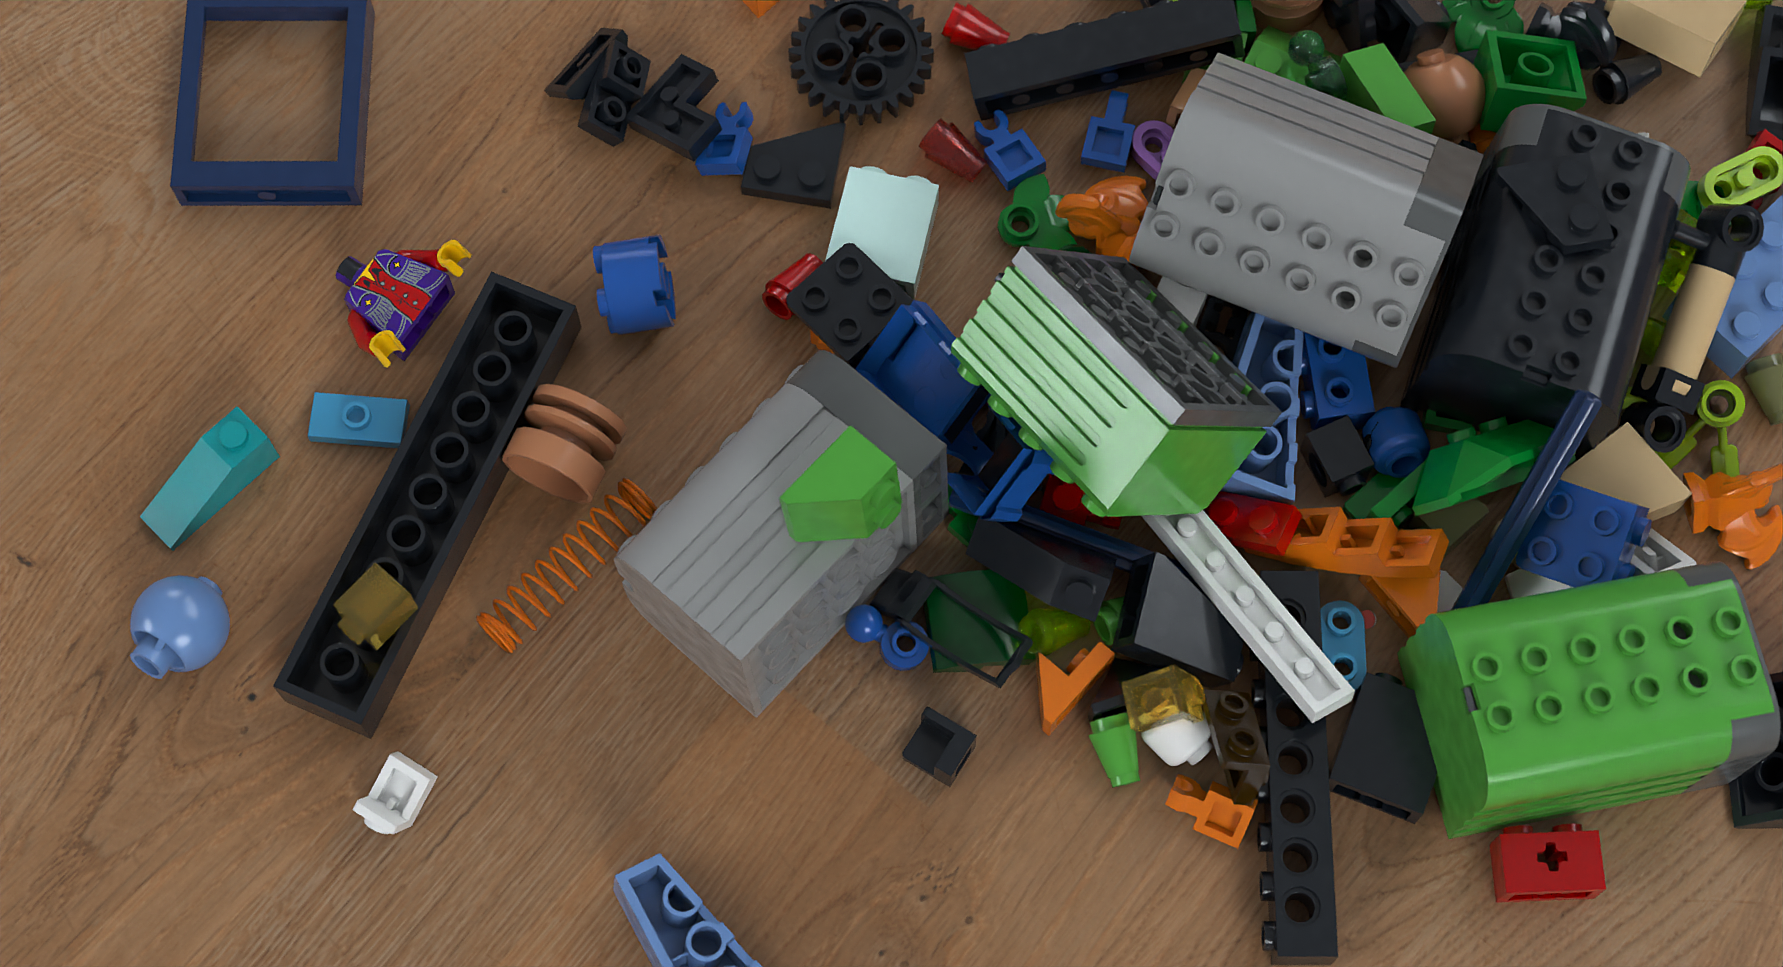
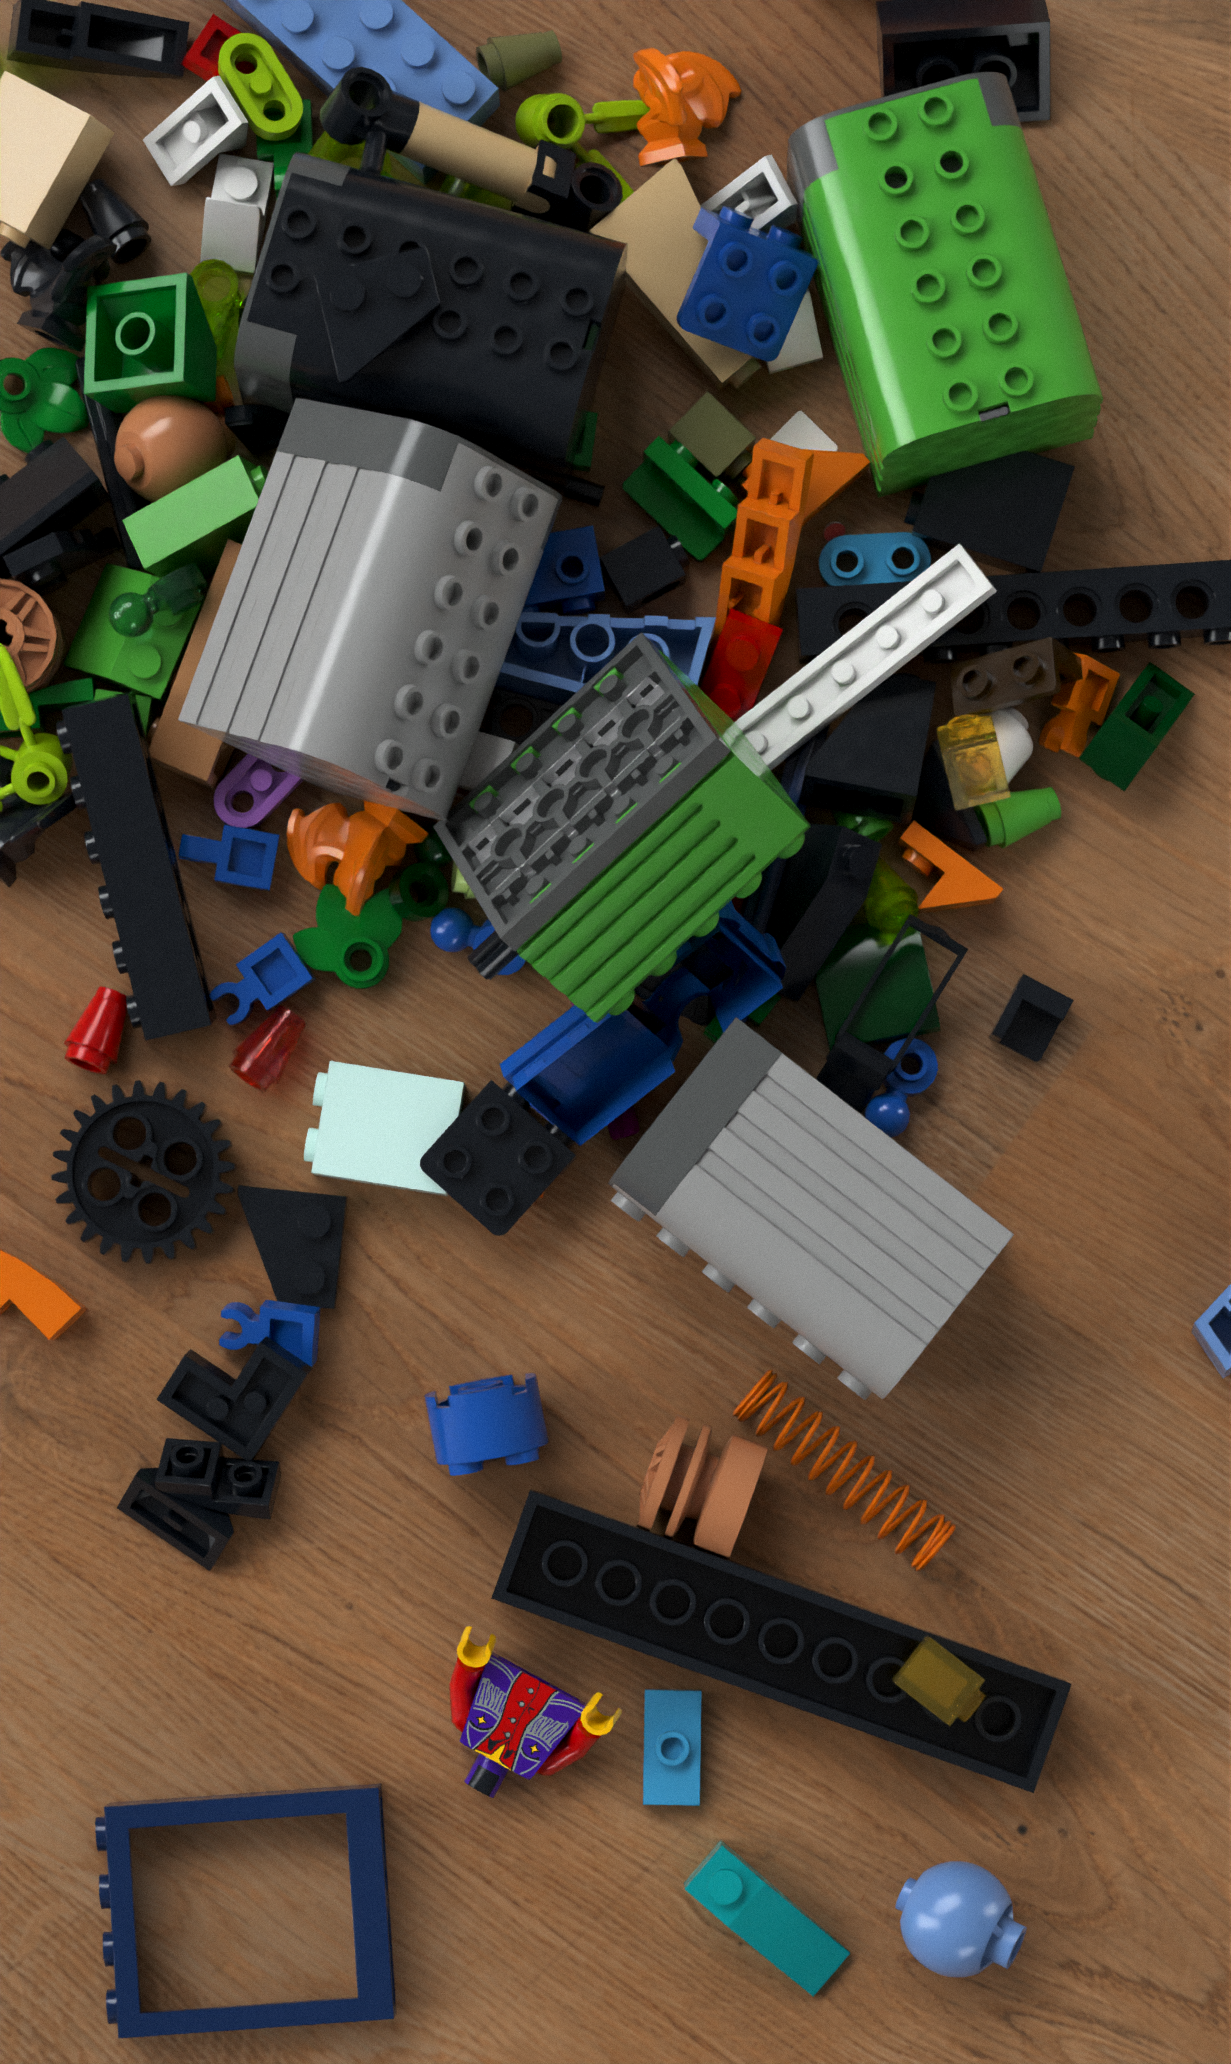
camera: 90 degrees left, 15 degrees up
(396, 795) = (1136, 1640): white bracket -> none
(785, 282) = (461, 1232): red cone -> none
(843, 492) = (824, 1122): bright green slope -> none
(1191, 856) = (1136, 726): none -> dark green slope
(1396, 441) = (625, 500): blue head -> none
(1480, 463) = (666, 394): green wedge -> none
(1523, 878) = (1125, 297): red brick -> none
(1530, 499) = (733, 354): dark blue axle -> none
(1703, 138) = (197, 132): none -> white slope

